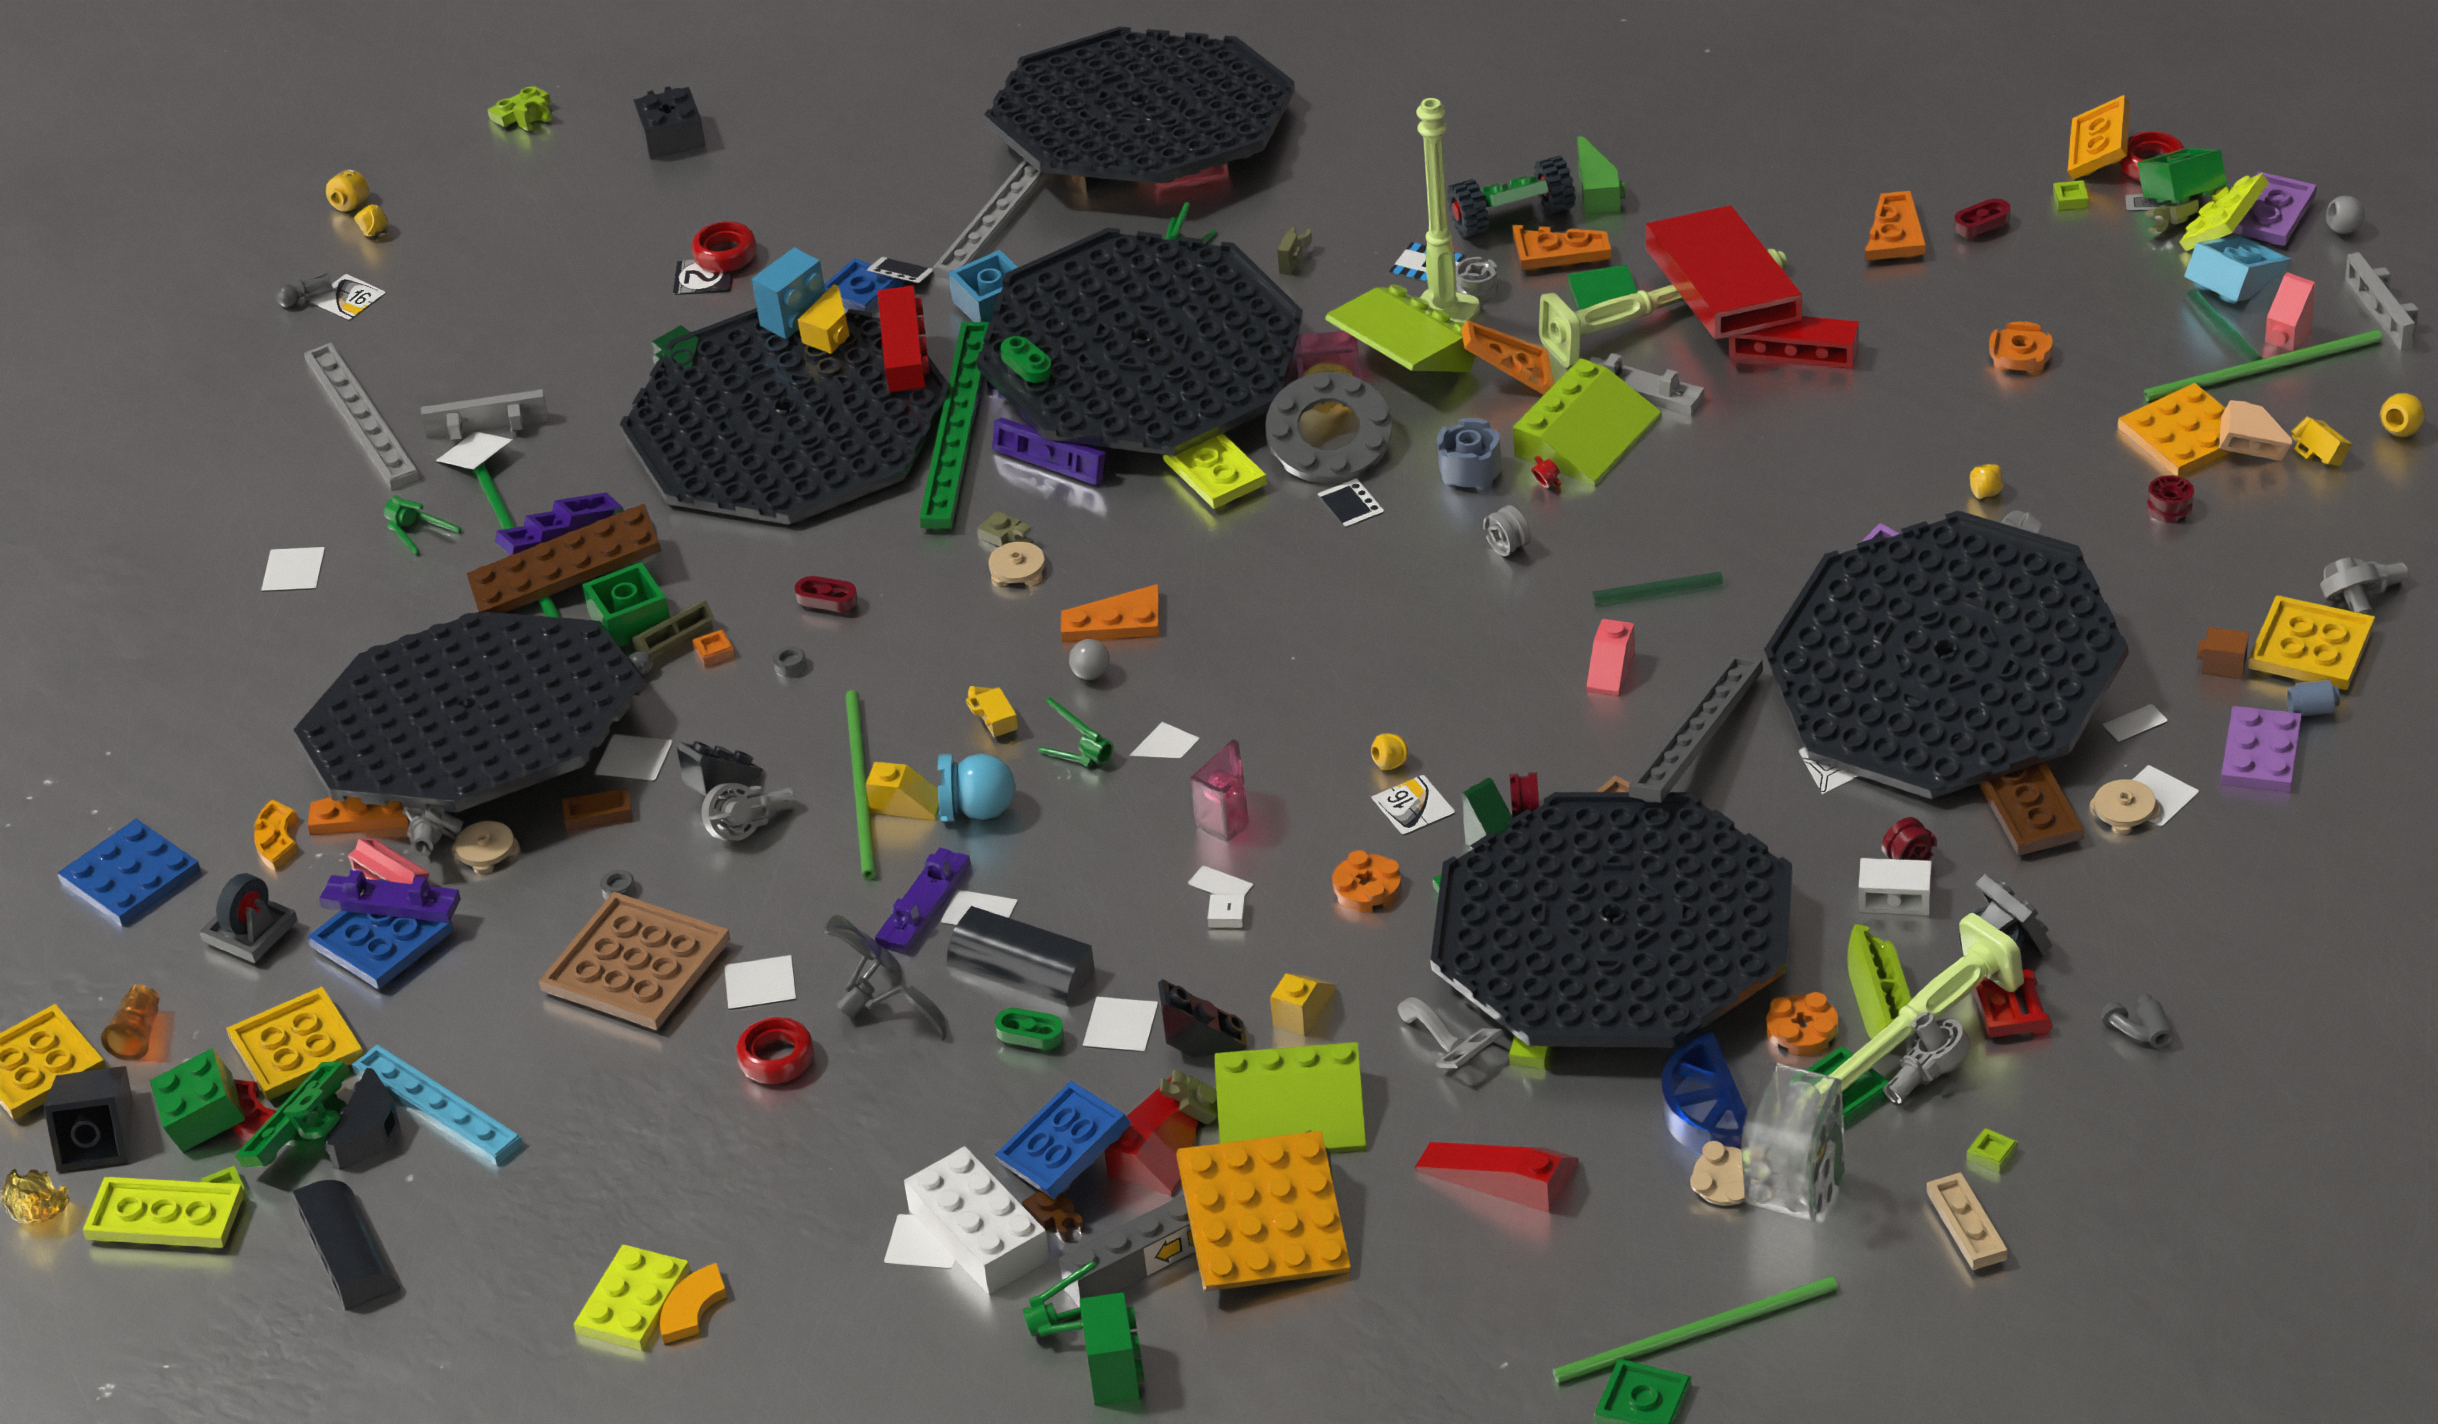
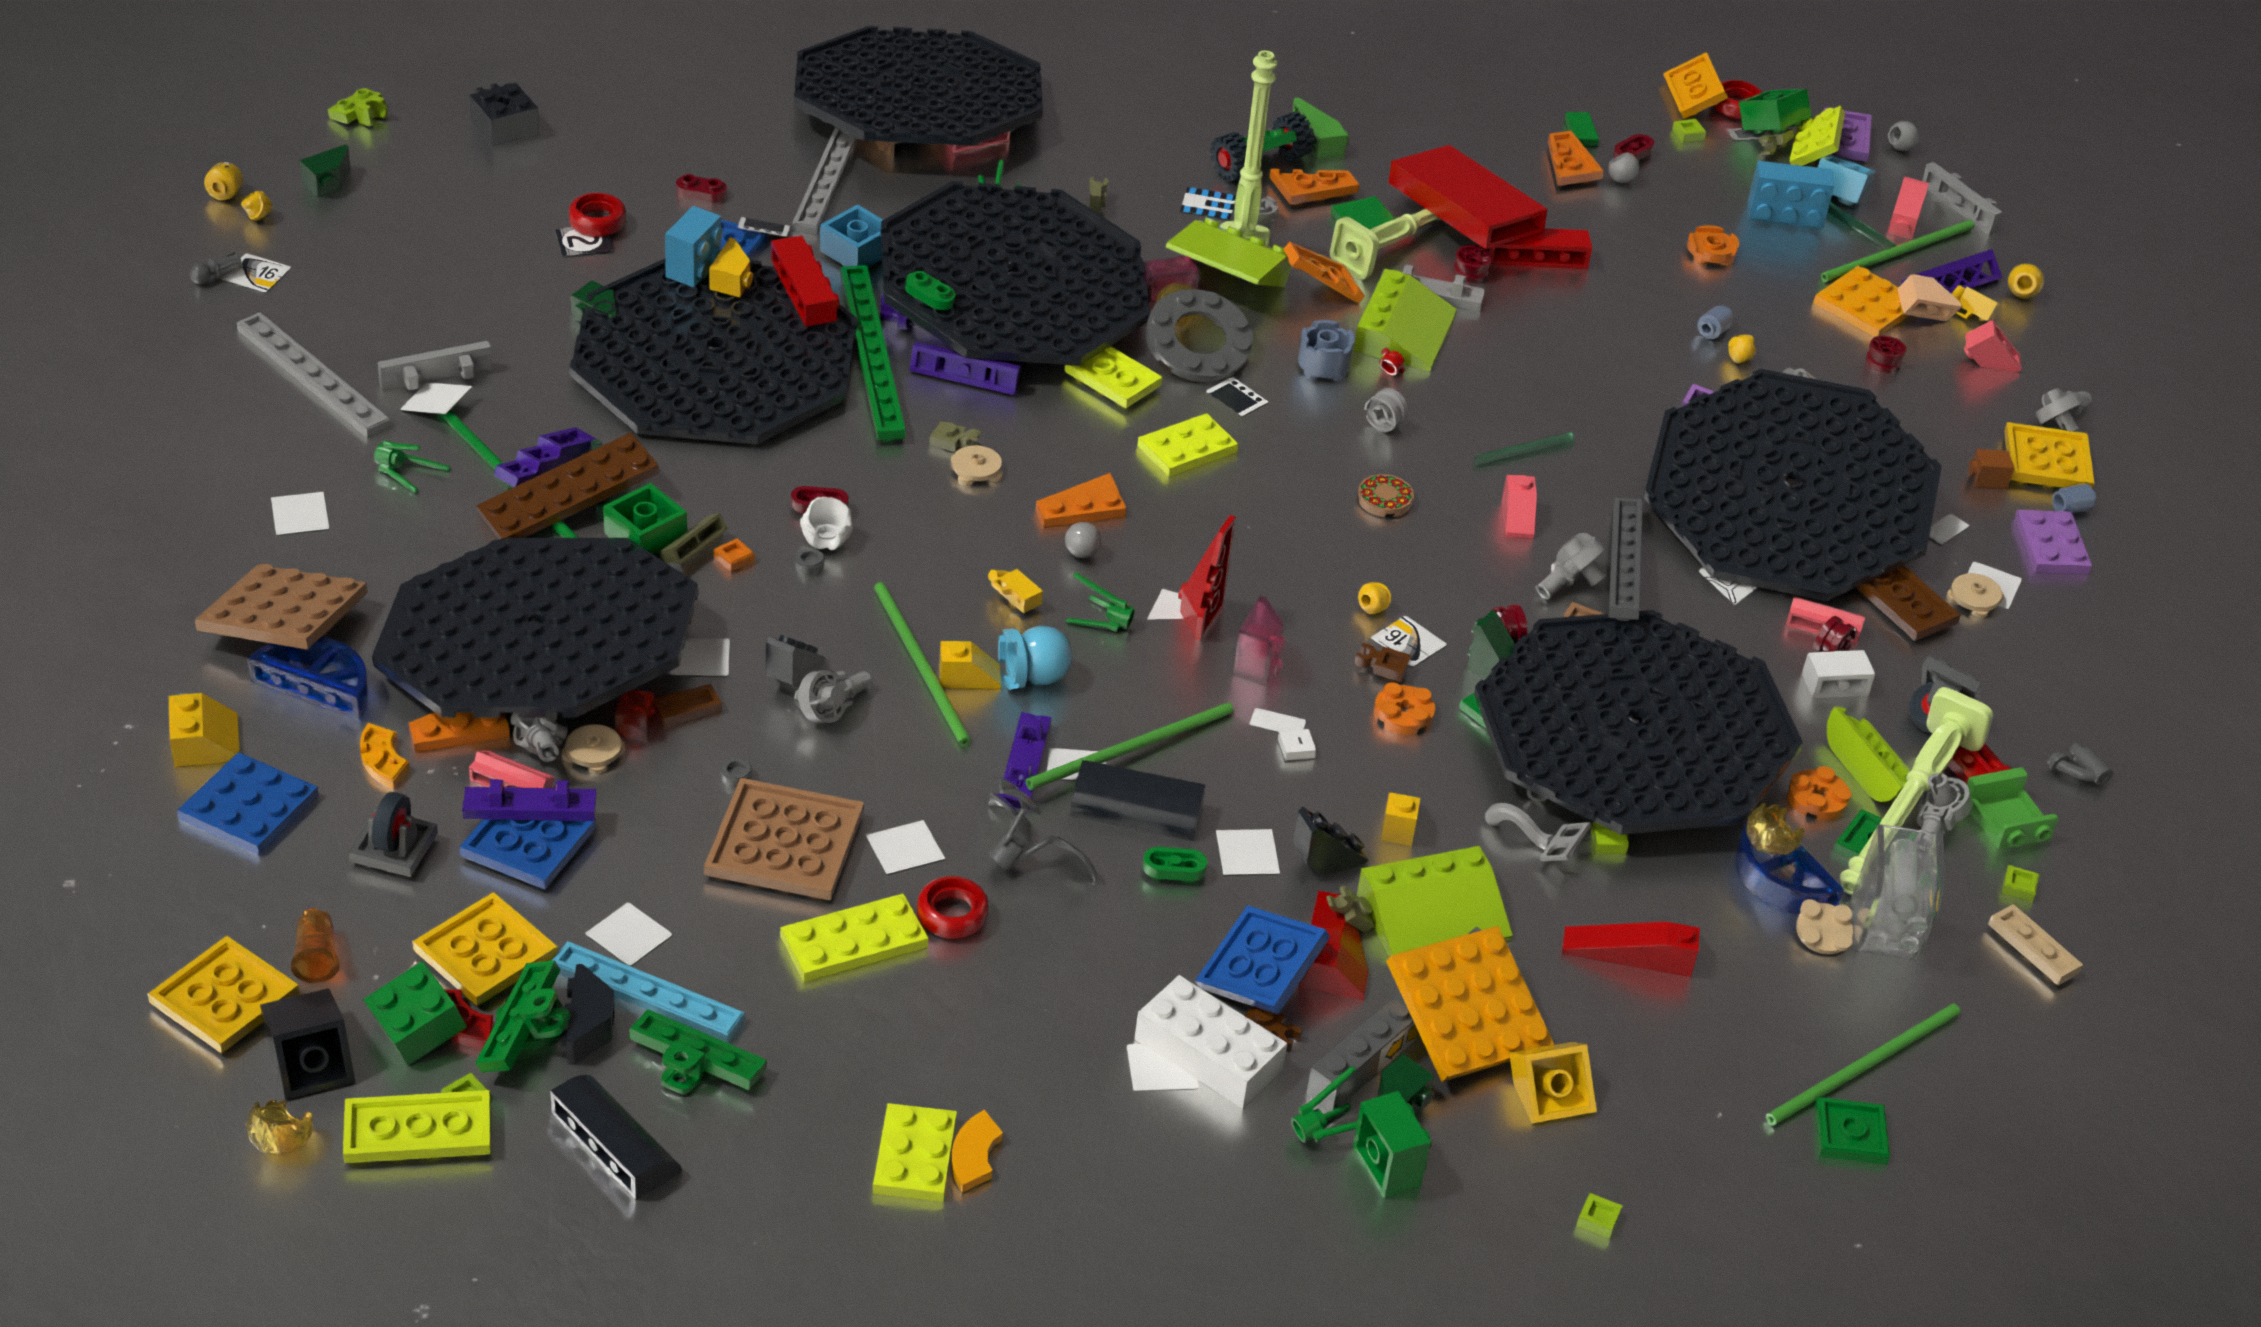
camera: 25 degrees left, 0 degrees up
(107, 792) = (201, 730): none -> yellow slope
(204, 734) = (282, 670): none -> clear blue window
(228, 668) = (281, 606): none -> medium nougat plate
(444, 1043) = (628, 934): none -> white sticker
(453, 1169) = (693, 1052): none -> green plate
(459, 181) = (326, 170): none -> dark green slope
(535, 814) = (634, 715): none -> clear red brick
(664, 1071) = (853, 937): none -> neon yellow plate
(818, 620) = (826, 523): none -> white hair
(852, 220) = (701, 188): none -> dark red plate
(1044, 894) = (1131, 745): none -> bright green piece
(1159, 1295) = (1410, 1080): none -> dark green slope
(1194, 717) = (1205, 591): none -> red wedge
(1264, 556) = (1187, 444): none -> neon yellow plate
(1327, 1306) = (1554, 1081): none -> yellow slope
(1368, 828) = (1386, 662): none -> reddish brown plate
(1464, 632) = (1385, 495): none -> tile
(1639, 722) = (1574, 556): none -> light grey pin
(1695, 1058) = (1770, 831): none -> clear yellow hair
(1703, 356) = (1473, 263): none -> dark red wheel
(1894, 807) = (1812, 616): none -> coral piece
(1931, 188) = (1583, 128): none -> green tile
(1953, 242) = (1624, 168): none -> light grey piece
(1971, 445) = (1715, 322): none -> sand blue brick
(2020, 1062) = (2007, 810): none -> bright green panel
(2143, 286) = (1790, 194): none -> dark azure brick
(2311, 501) = (1992, 348): none -> coral slope
(2319, 393) = (1968, 263): none -> dark purple fence

